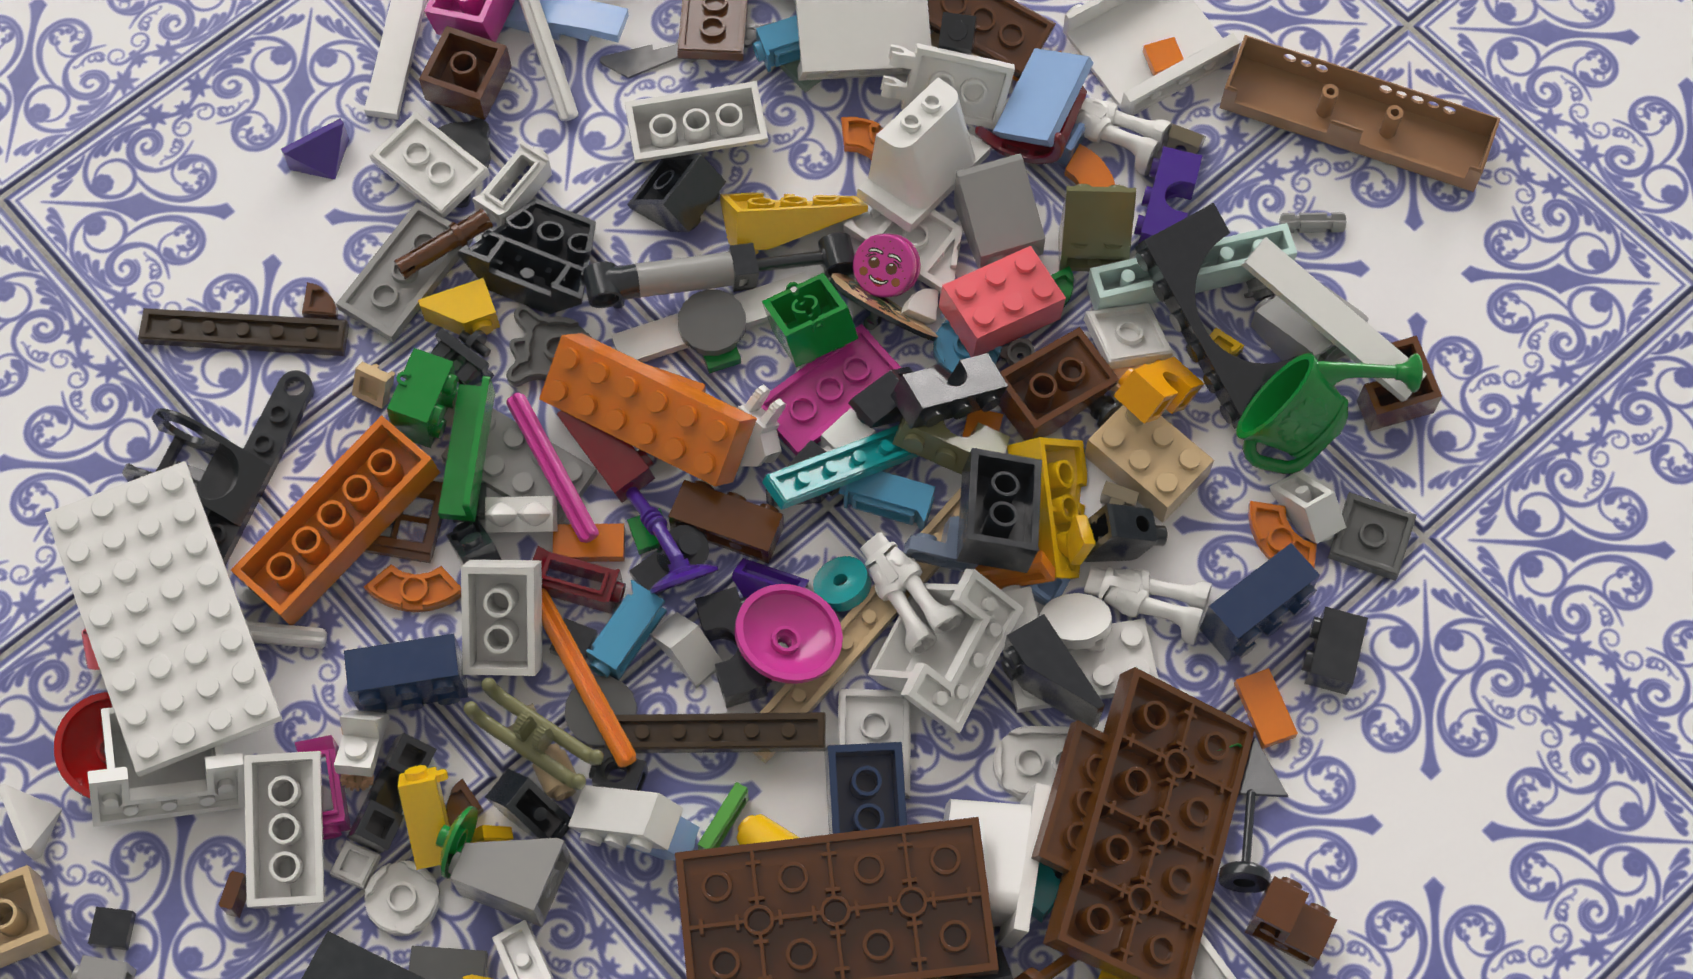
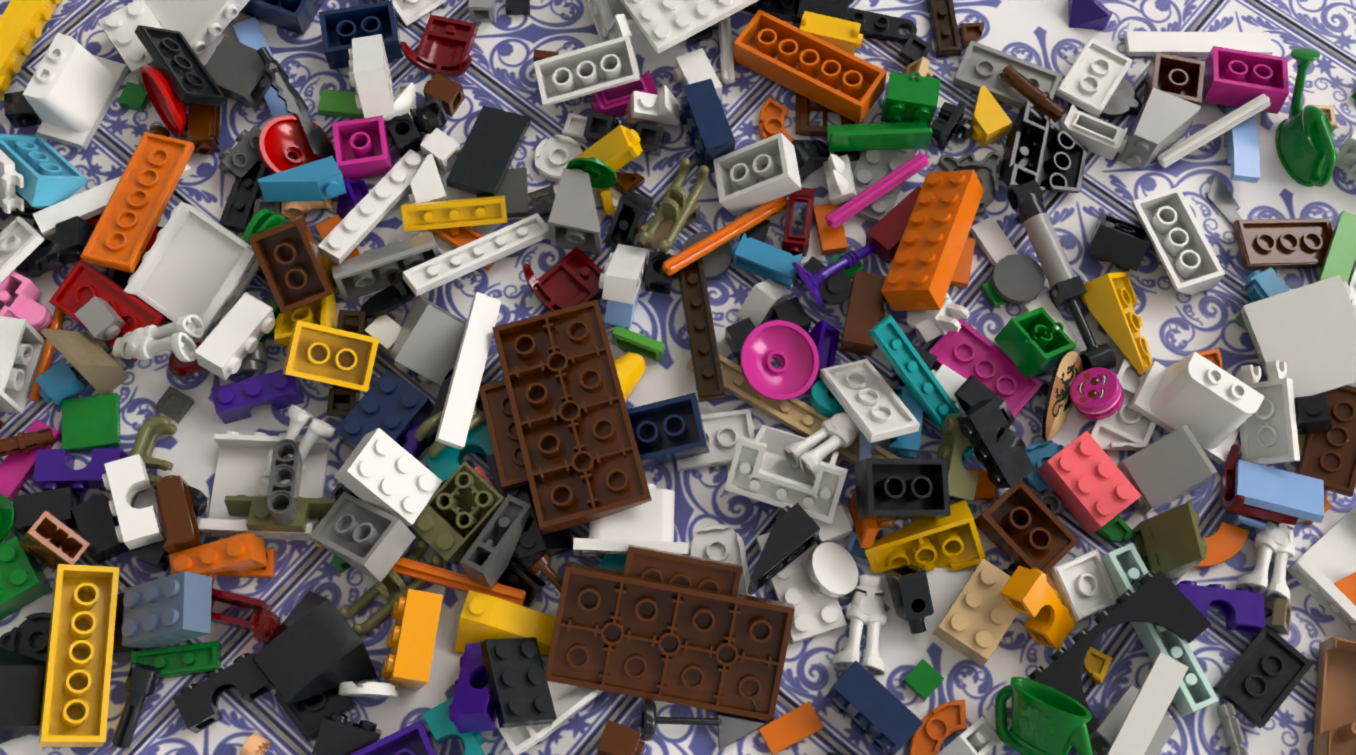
camera: 80 degrees right, 0 degrees up
(280, 484) = (833, 30): none -> yellow brick
(311, 679) = (695, 68): none -> white brick
(332, 379) = (914, 48): none -> black plate
(471, 927) = (542, 200): none -> clear smoke tile
(527, 109) = (1157, 127): none -> light grey slope
(618, 905) = (567, 283): none -> dark red piece
(861, 533) = (869, 400): none -> white tile
(922, 306) = (1070, 426): white tile -> none
(1080, 540) = (899, 563): yellow tile -> none
(1117, 494) = (940, 592): dark tan tile -> none
(1220, 543) = (923, 680): none -> green tile
(1253, 174) = (1262, 676): none -> black plate

